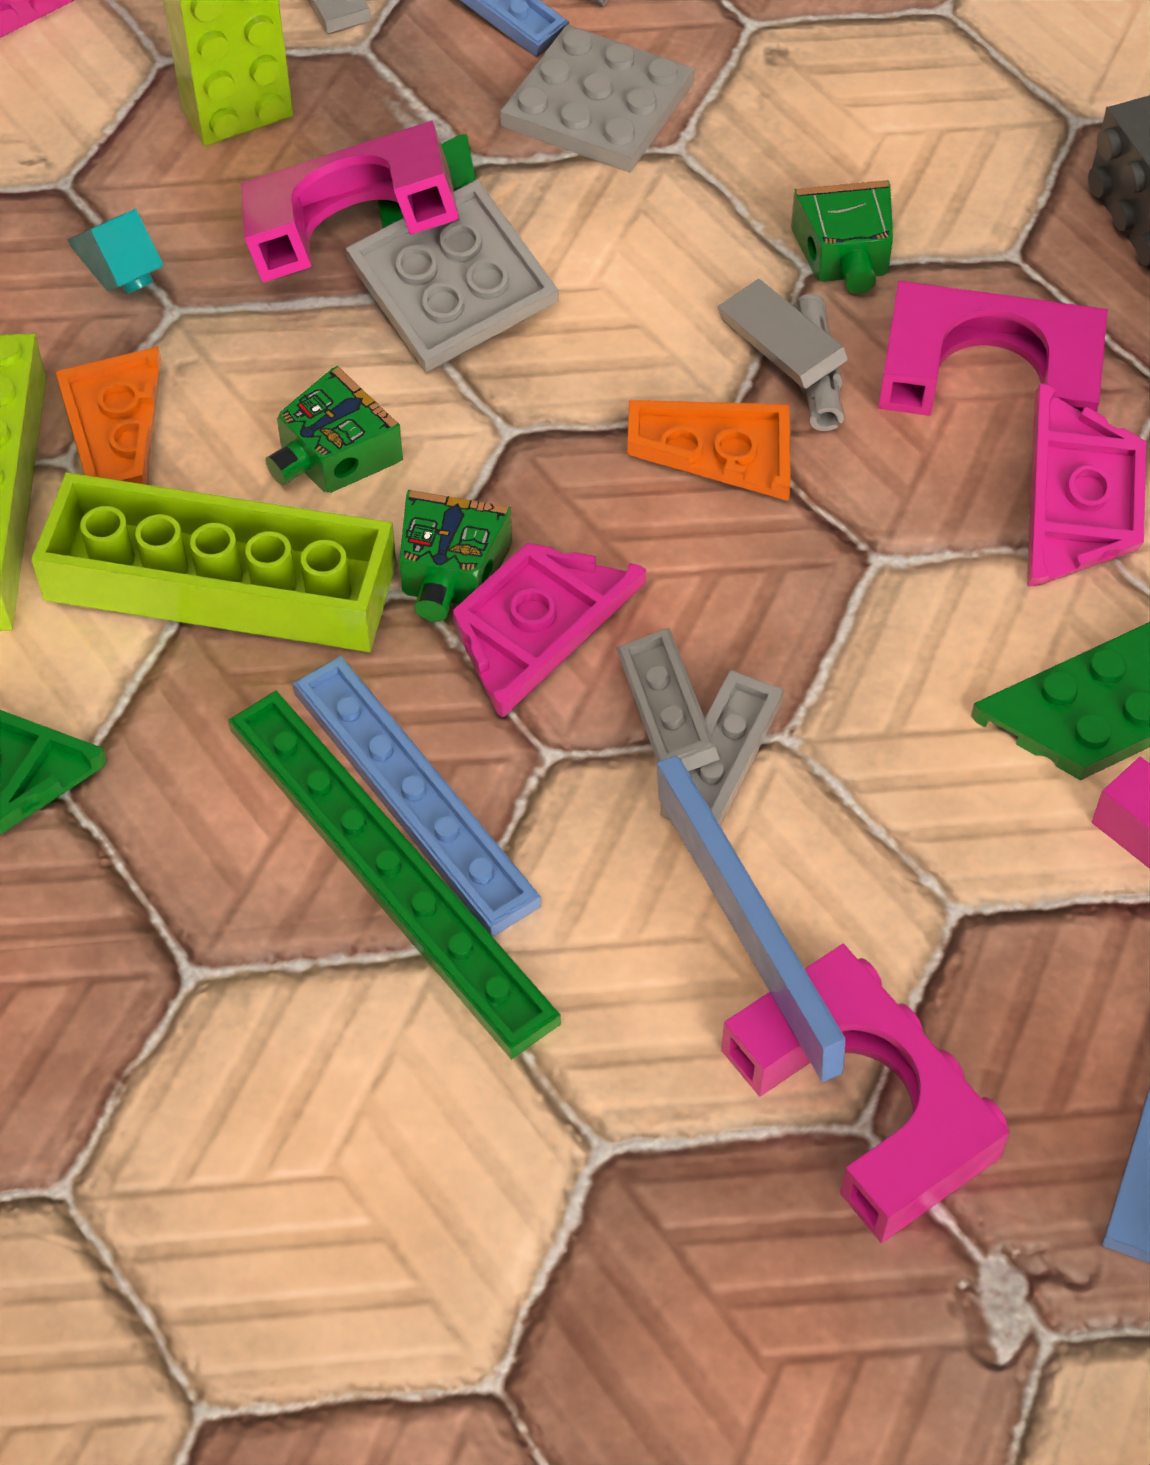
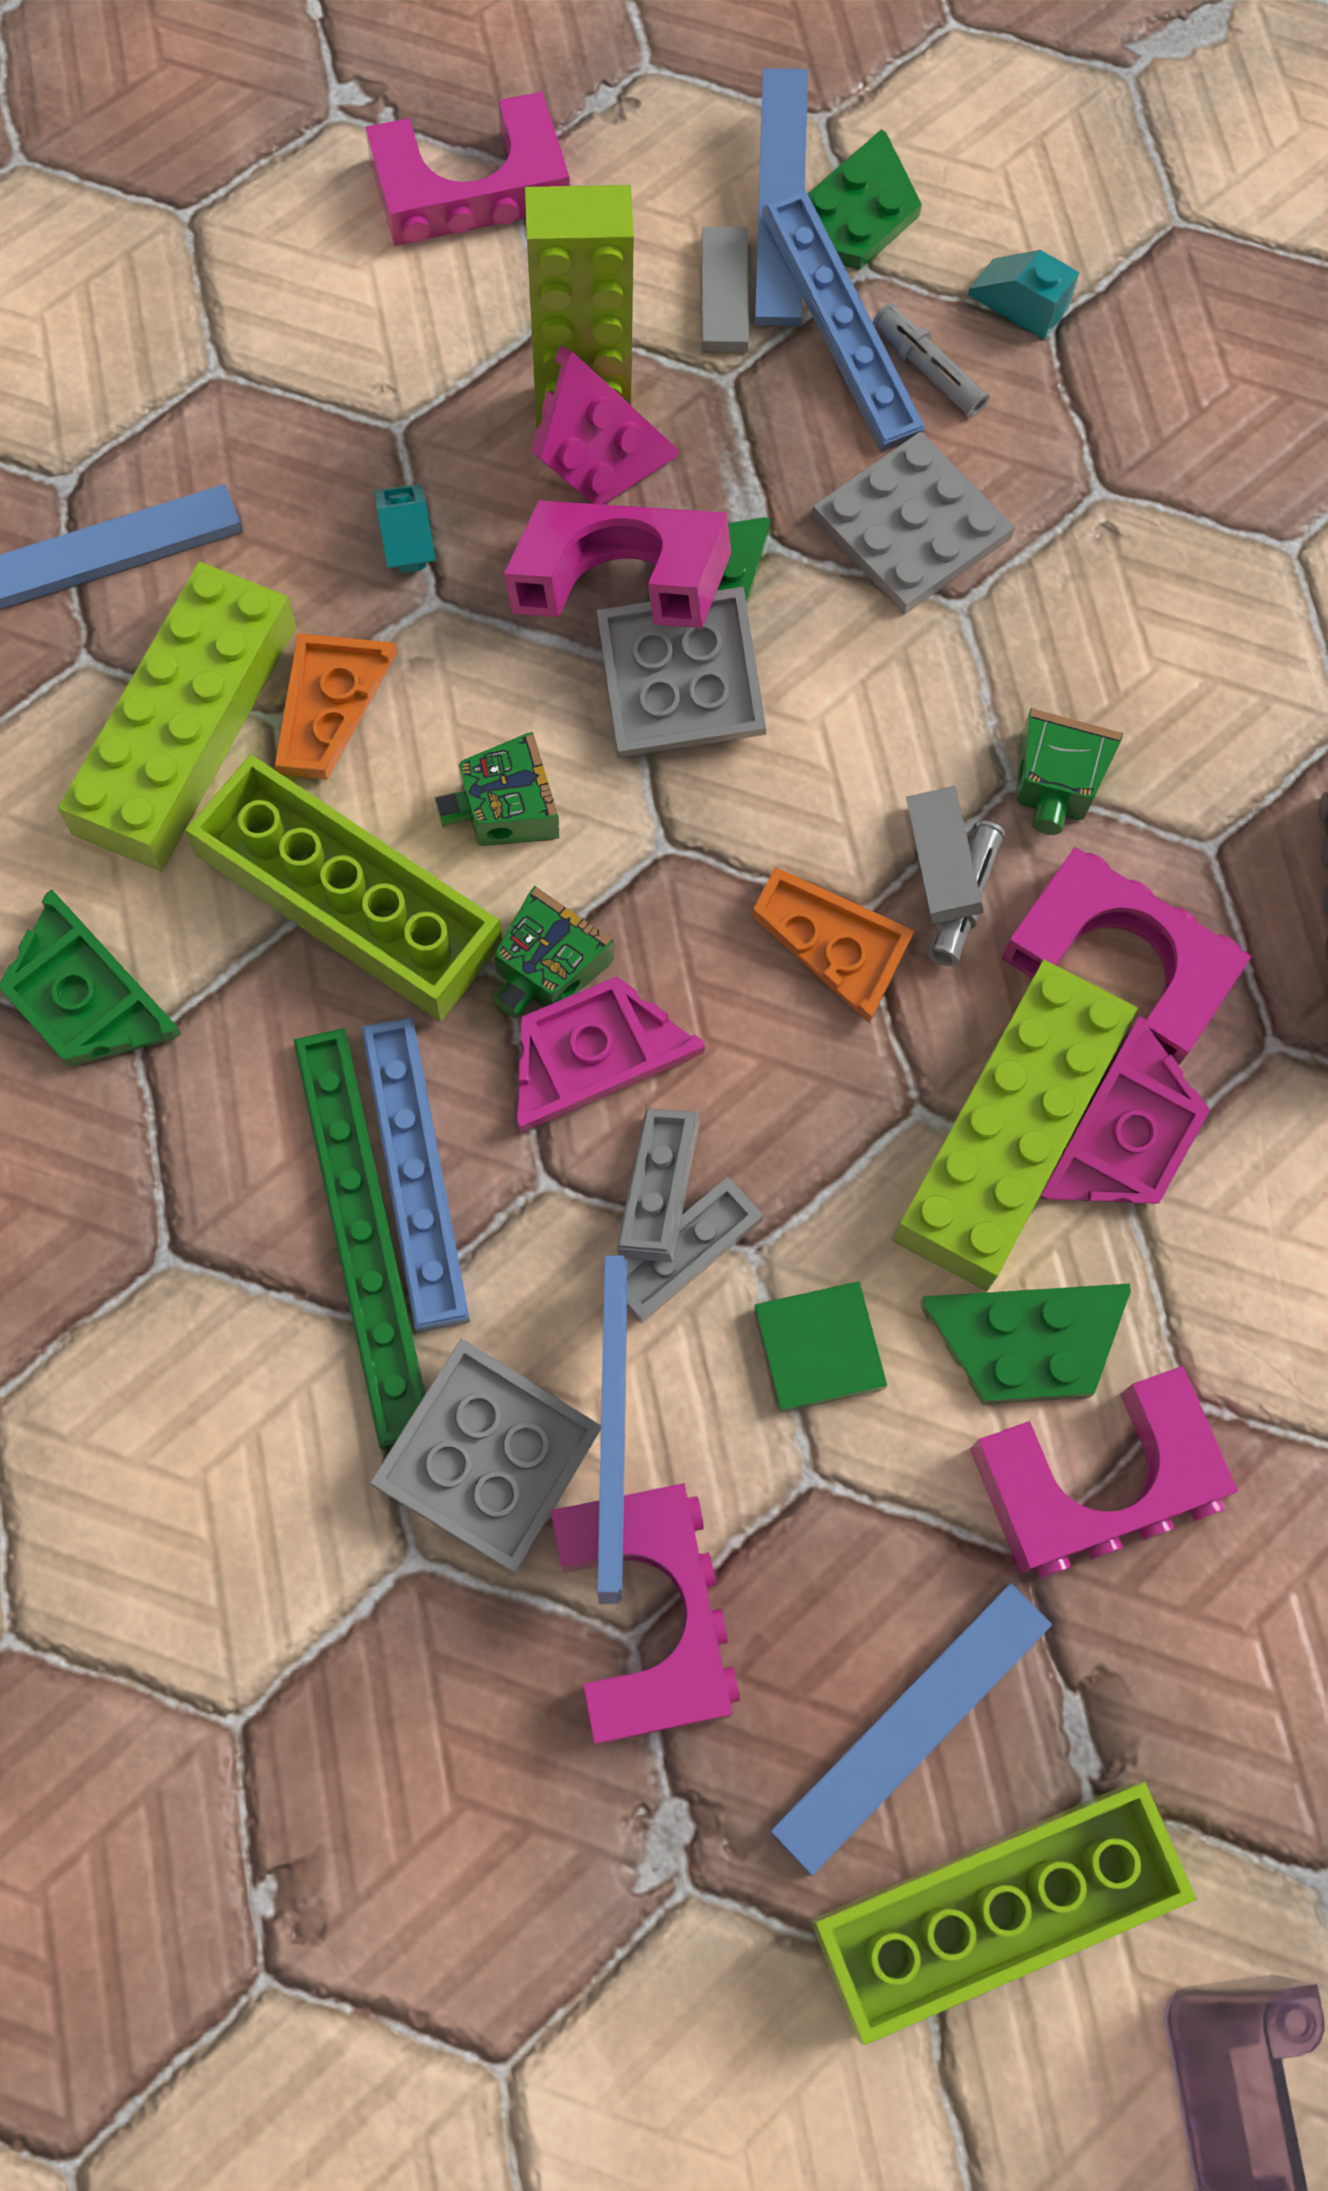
camera: 20 degrees right, 15 degrees up
(269, 106) = (595, 434): none -> dark pink wing
(628, 1009) = (486, 1456): none -> light grey plate
(899, 788) = (819, 1347): none -> green tile
(976, 530) = (1015, 1125): none -> lime brick

